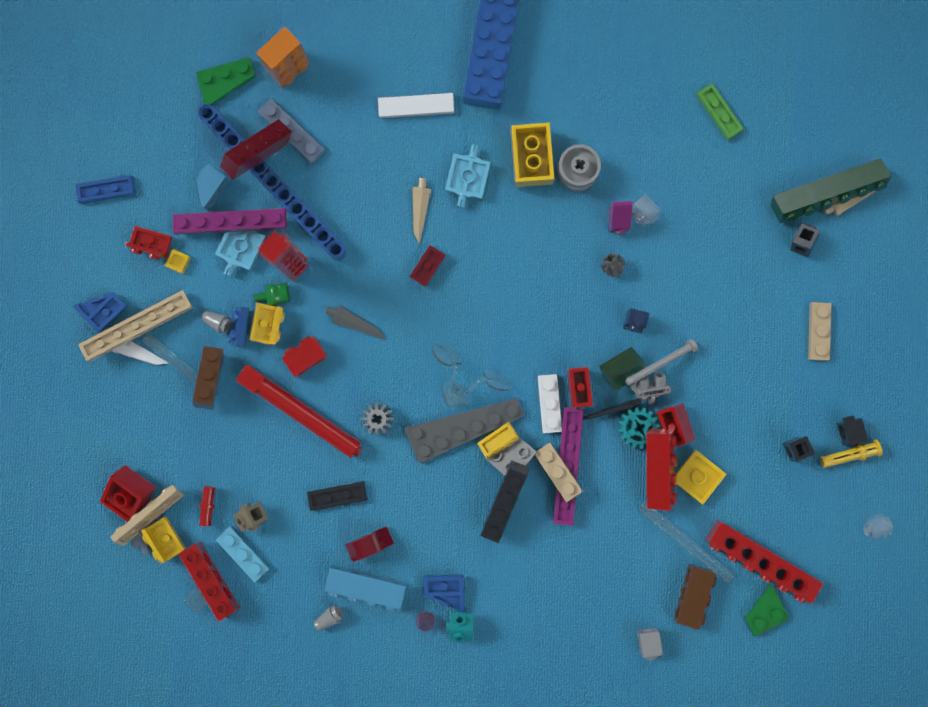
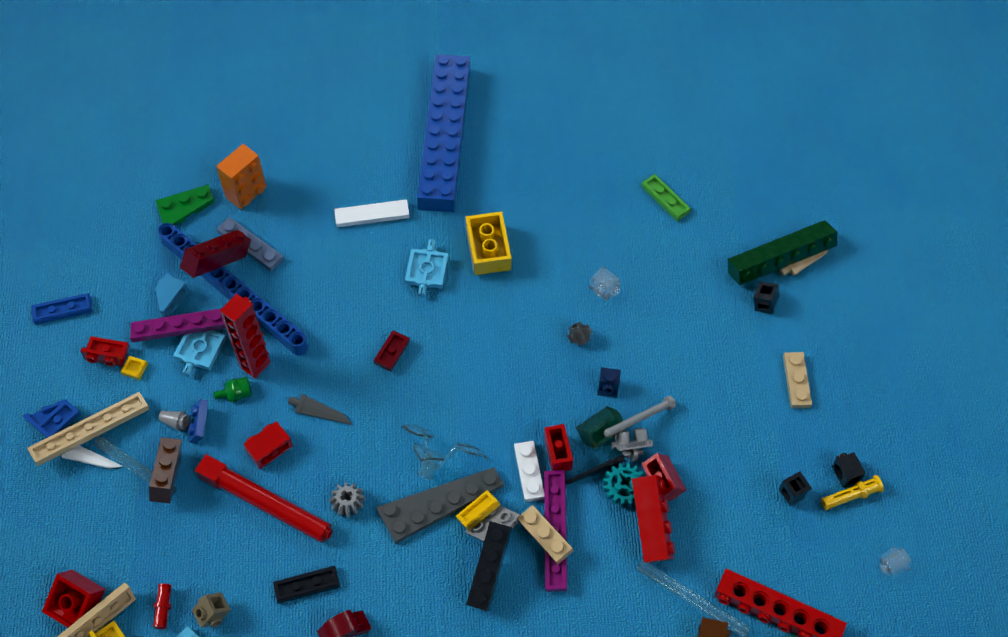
camera: 10 degrees left, 25 degrees down
(266, 324) = (226, 417): yellow bracket -> none
(420, 203) = (381, 293): tan bar -> none
(584, 158) = (535, 251): light grey wheel -> none
(620, 217) = (580, 288): magenta slope -> none
(699, 476) = (696, 529): yellow plate -> none

